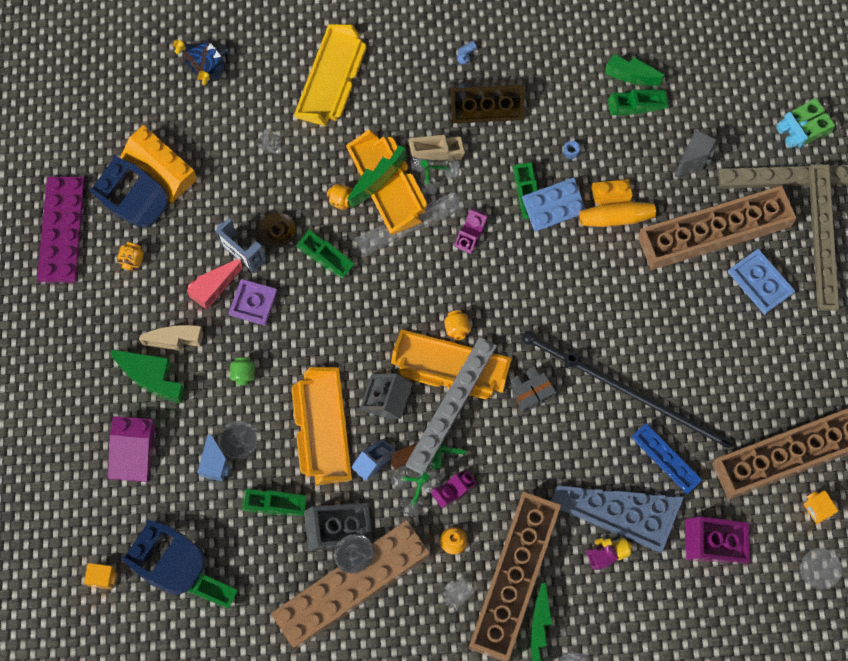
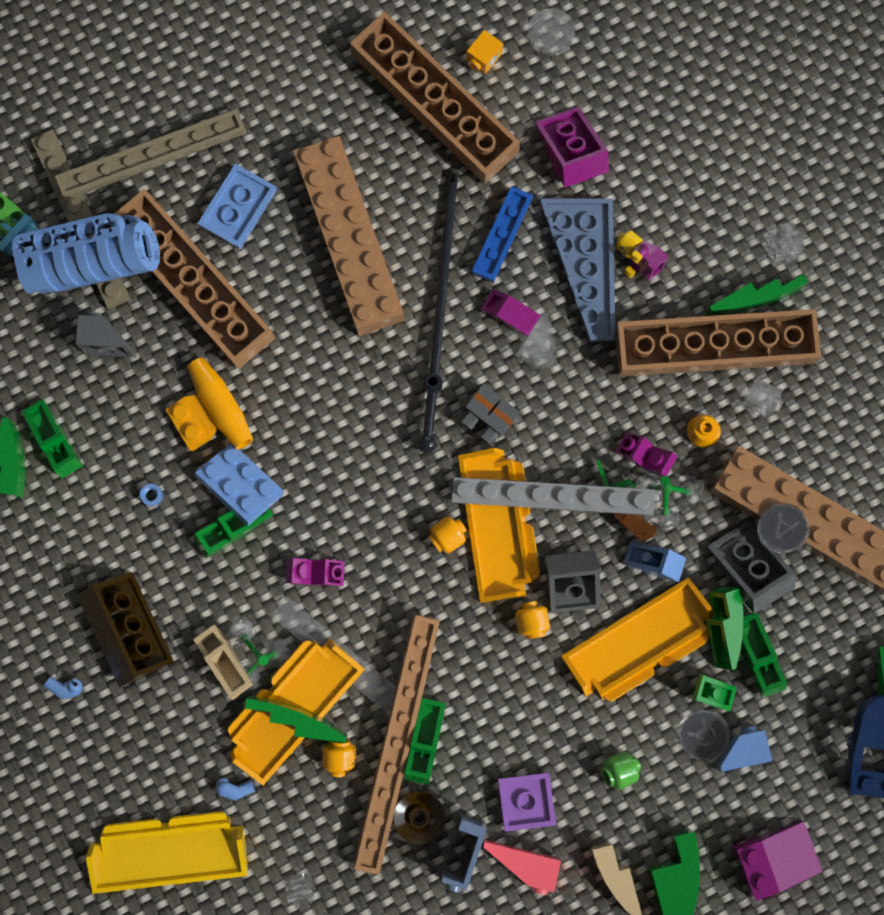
camera: 115 degrees left, 10 degrees up
(263, 455) = (713, 693): none -> green slope
(305, 486) = (726, 626): none -> green slope
(334, 235) = (396, 745): none -> medium nougat plate
(350, 126) = (233, 792): none -> medium blue arm
(371, 356) = (532, 620): none -> light orange head
(568, 447) = (539, 346): none -> clear slope
(602, 437) = (511, 312): none -> magenta slope
(708, 347) = (349, 236): none -> medium nougat brick
(757, 159) = (85, 260): none -> medium blue piece

